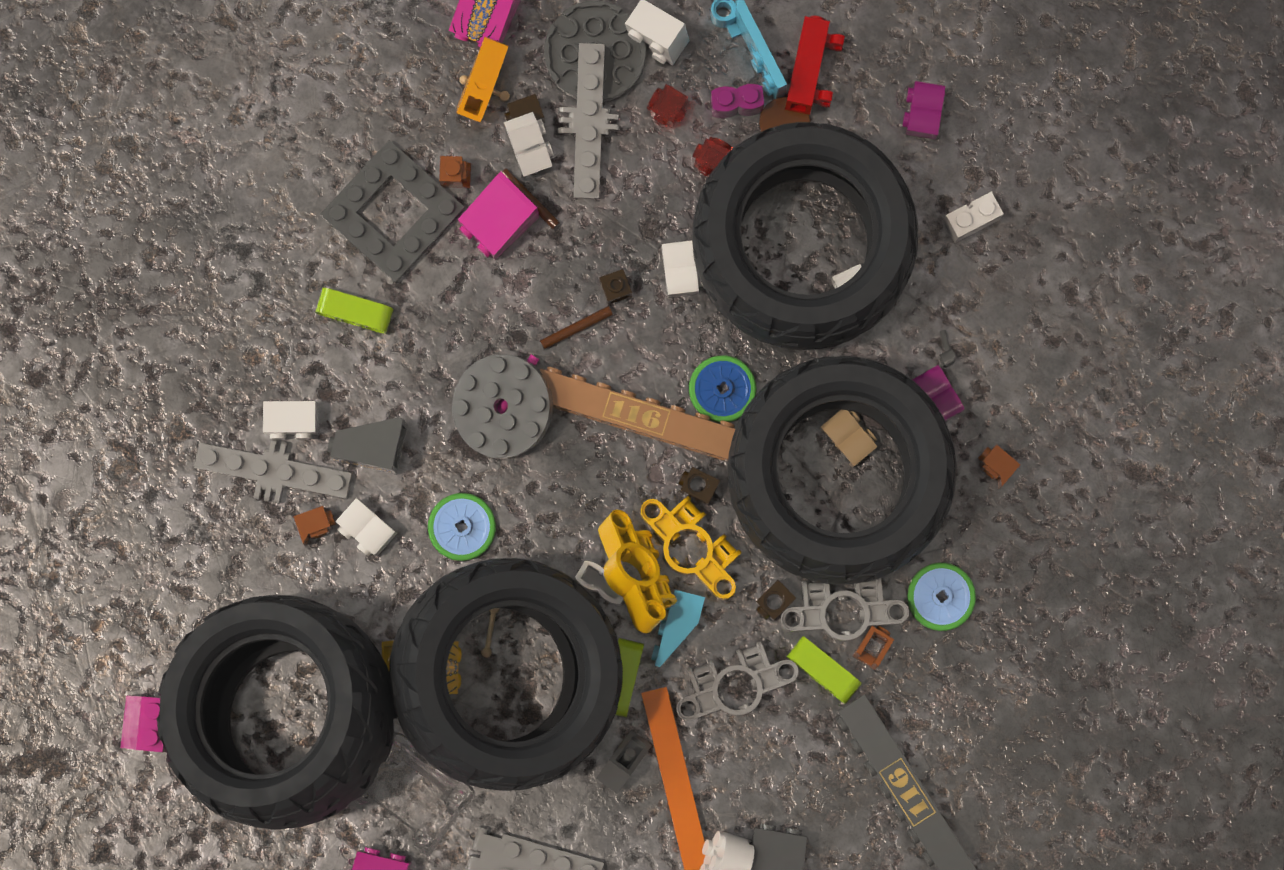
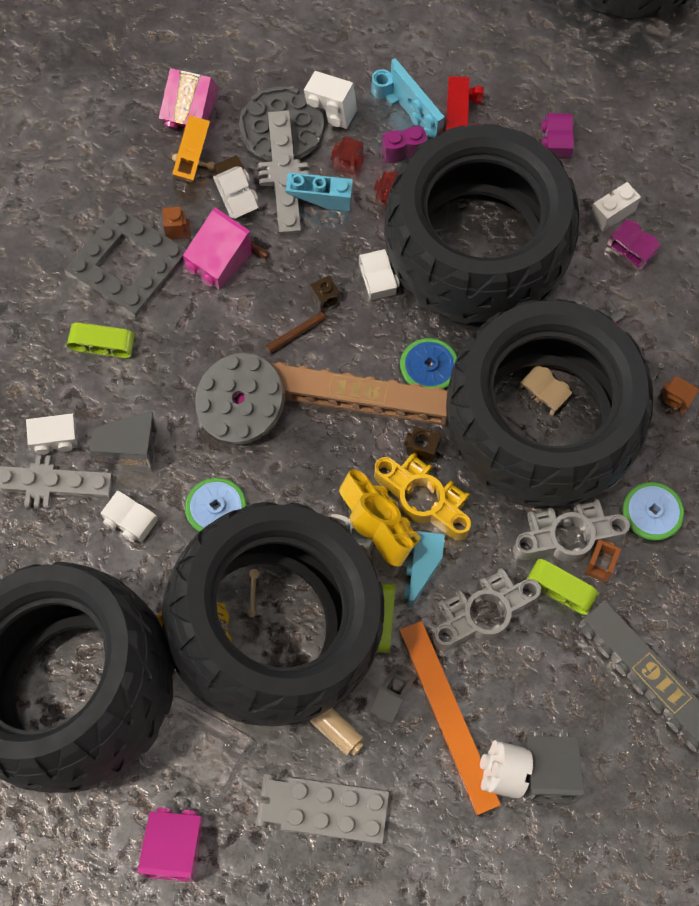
camera: 10 degrees left, 15 degrees down
(314, 523) = (81, 519): dark orange window -> none
(564, 798) = (339, 732): none -> tan brick
(627, 152) = (323, 191): none -> medium azure slope
(782, 592) = (513, 525): dark brown brick -> none
(986, 267) = (634, 243): none -> magenta brick

